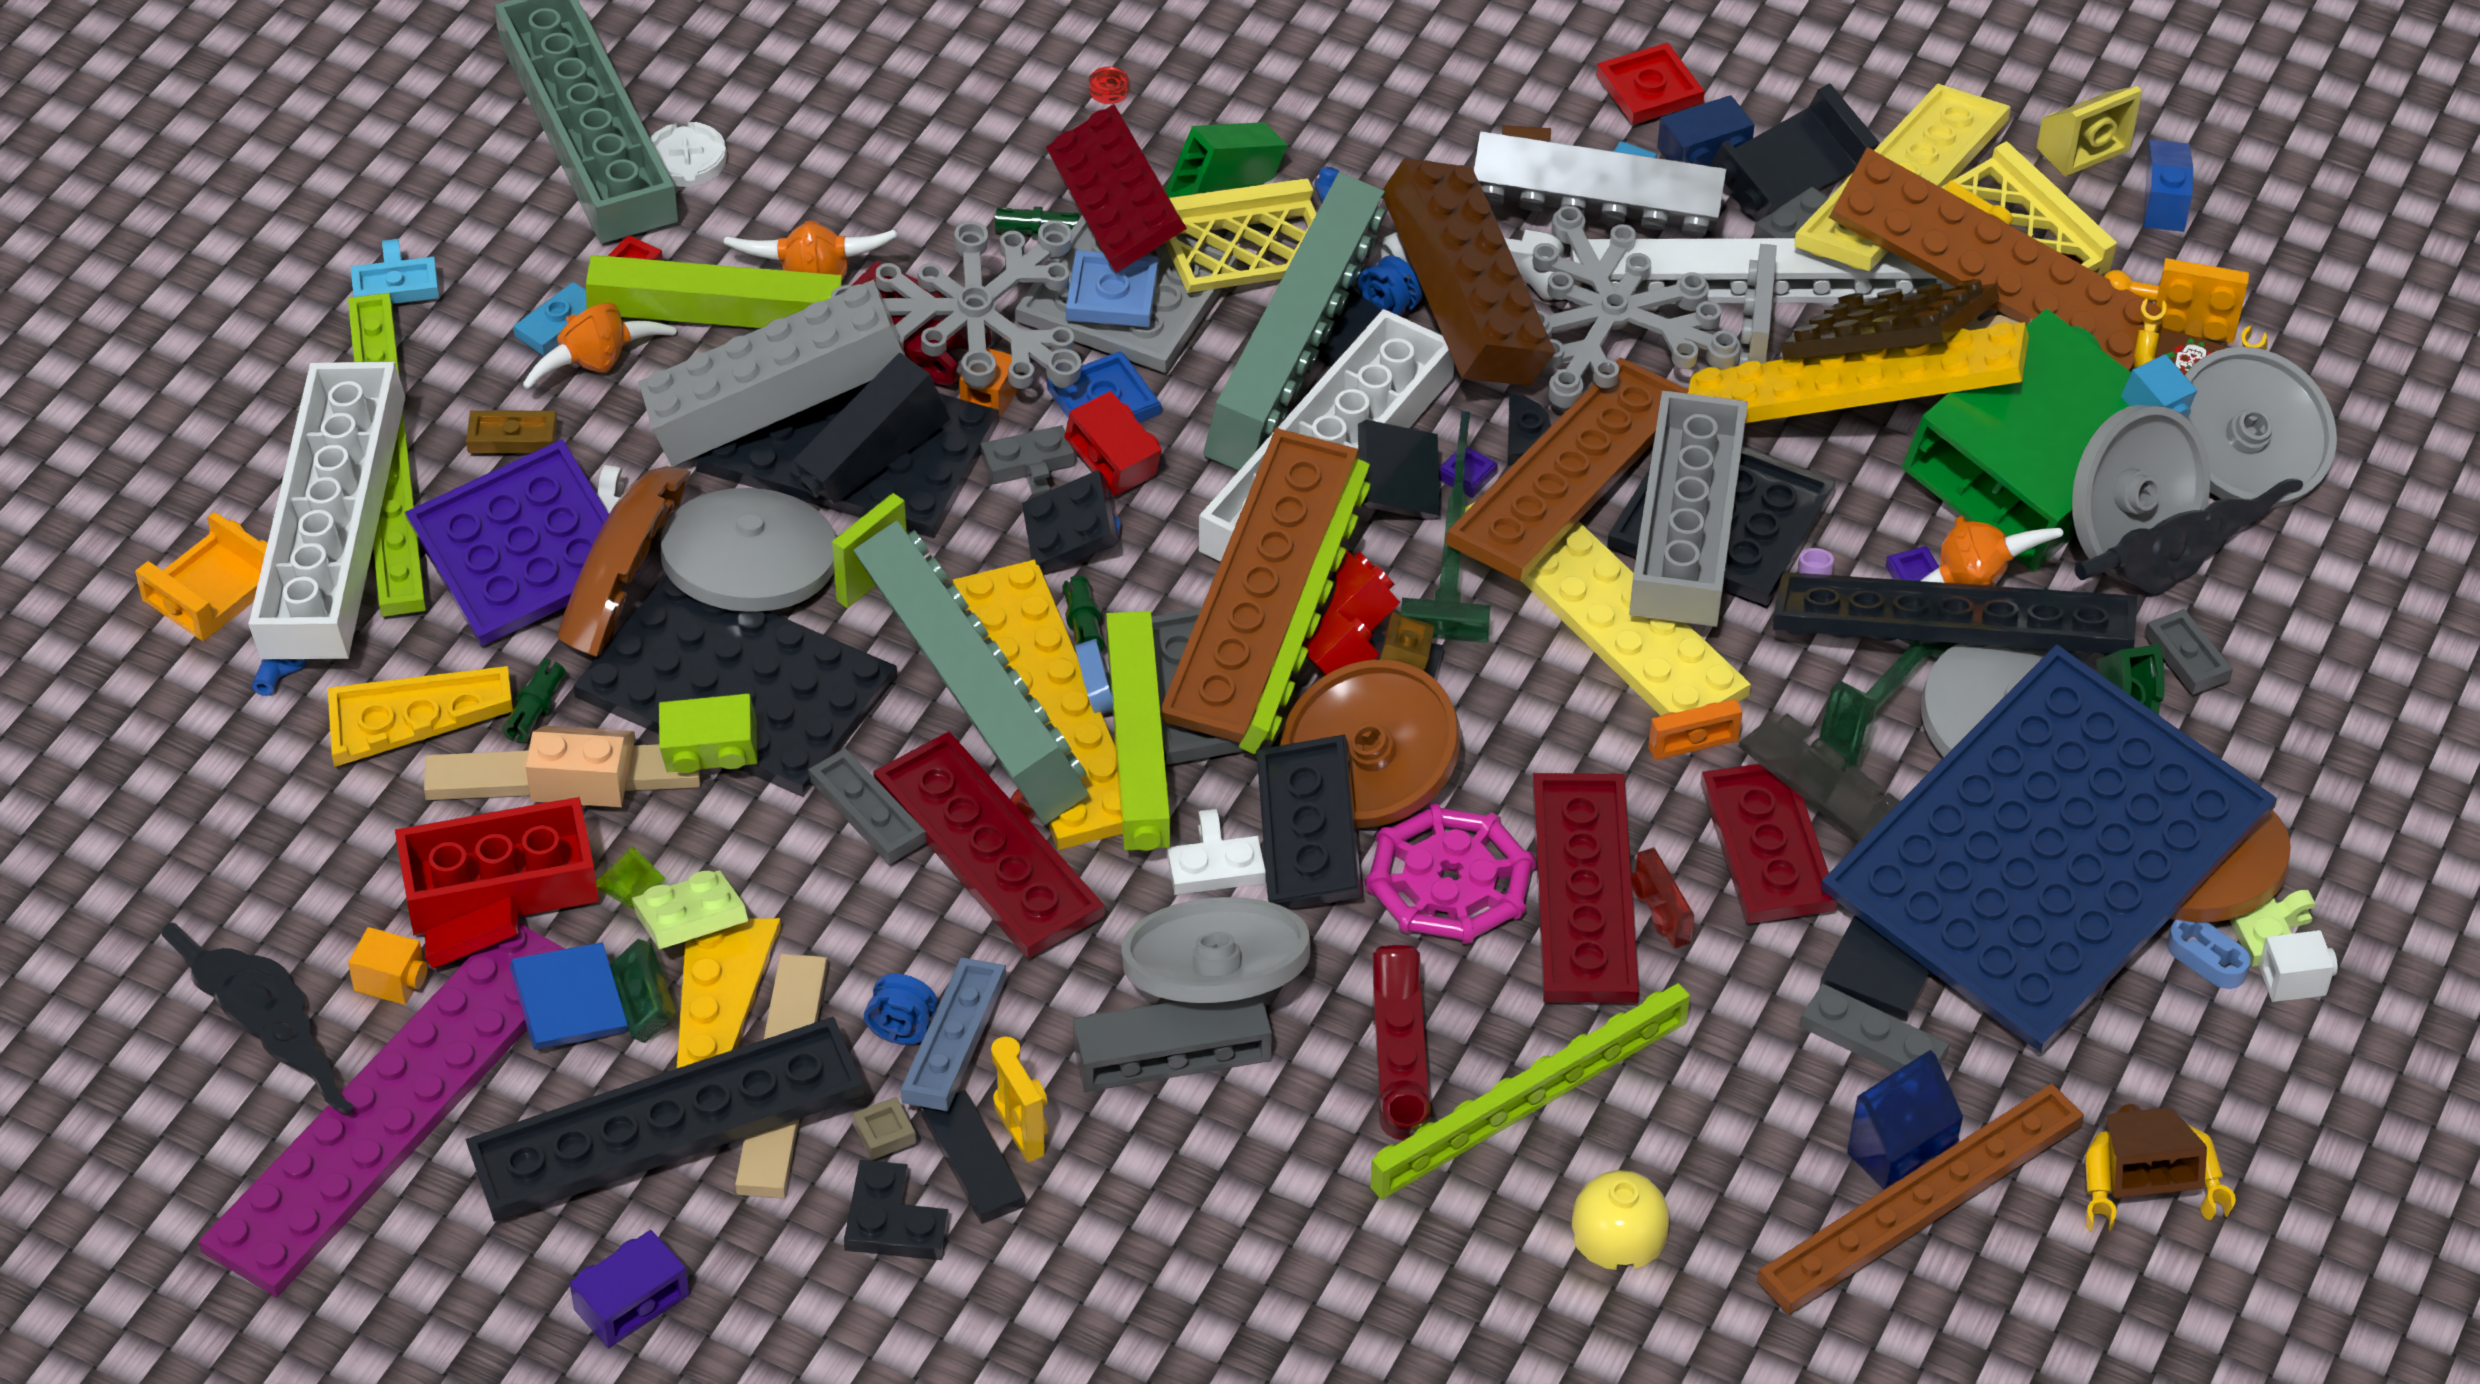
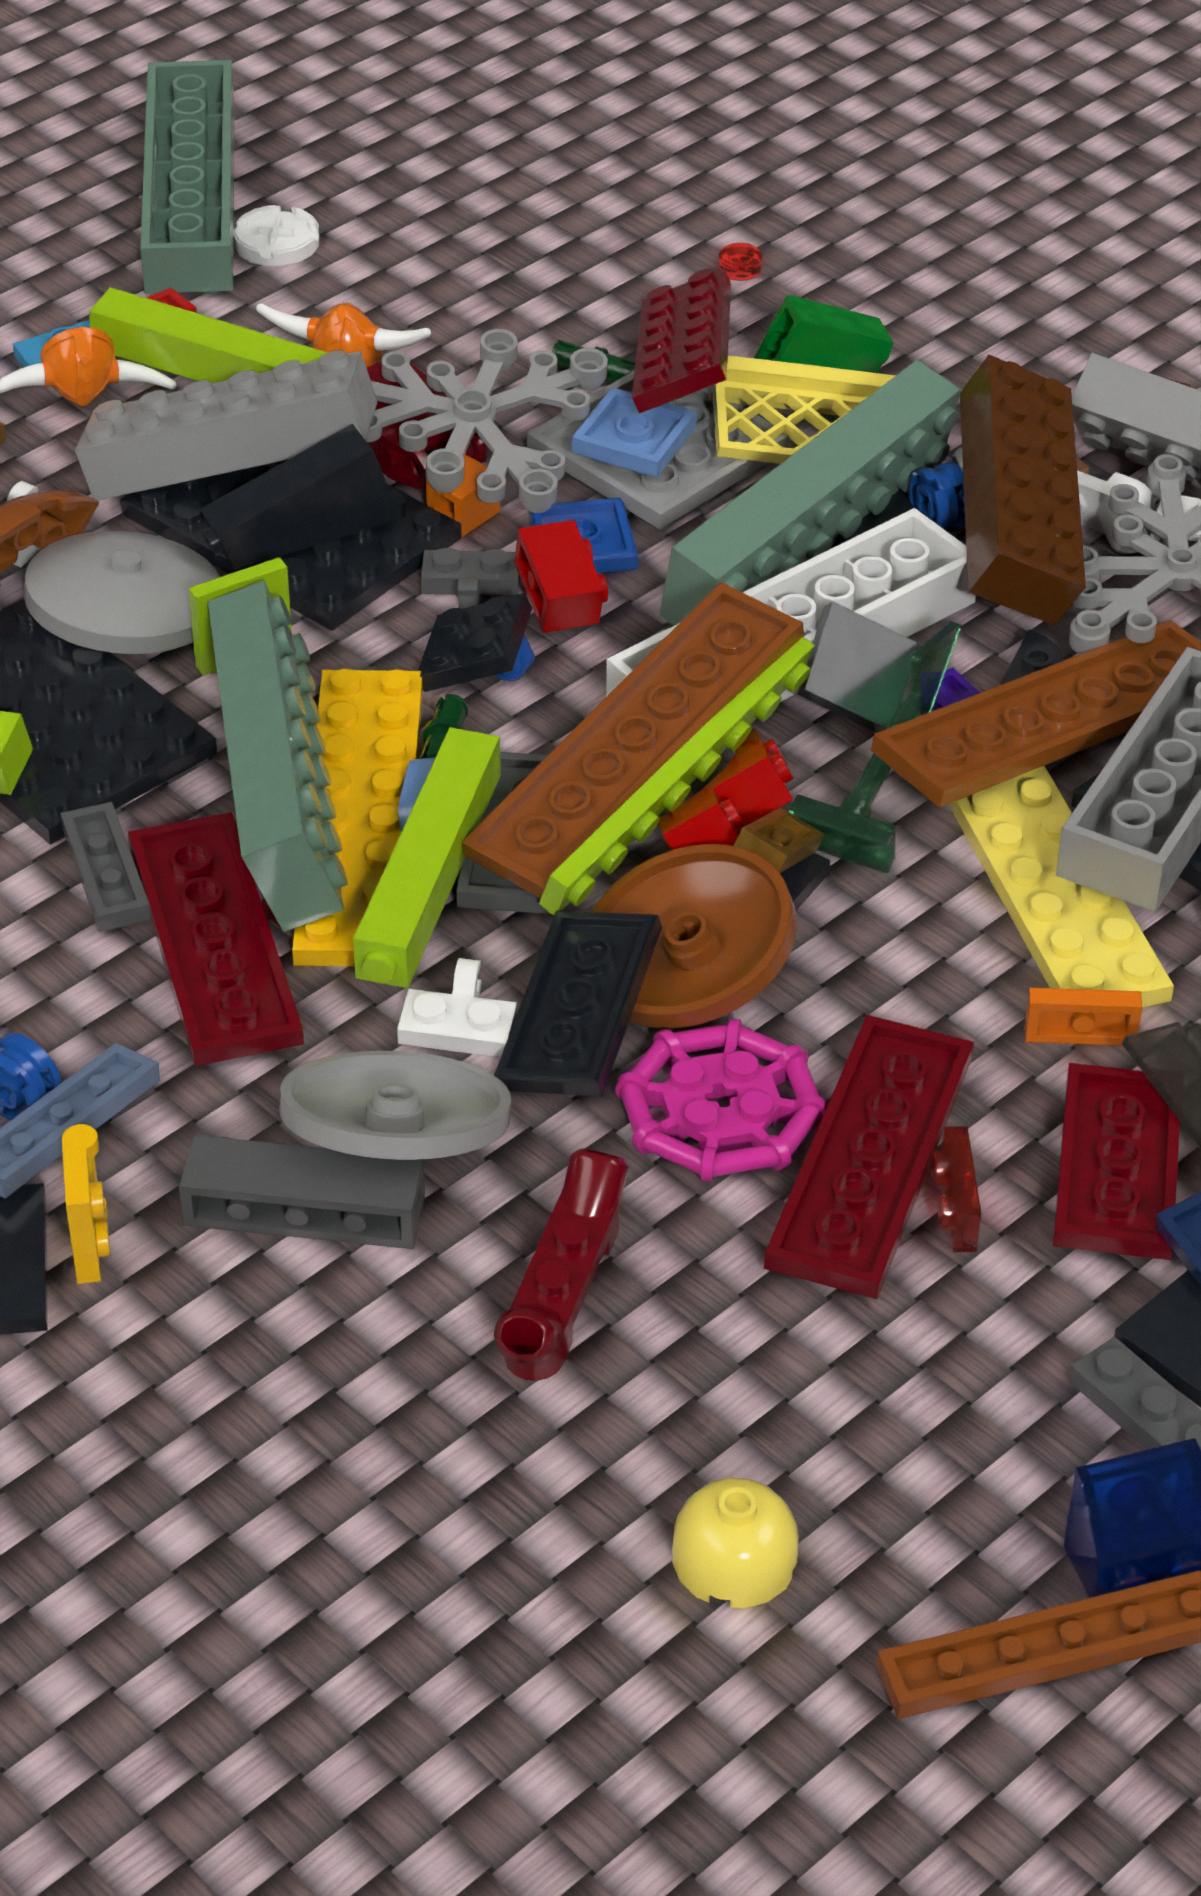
camera: 20 degrees right, 5 degrees down
(1529, 1091) = (693, 1361): lime plate -> none

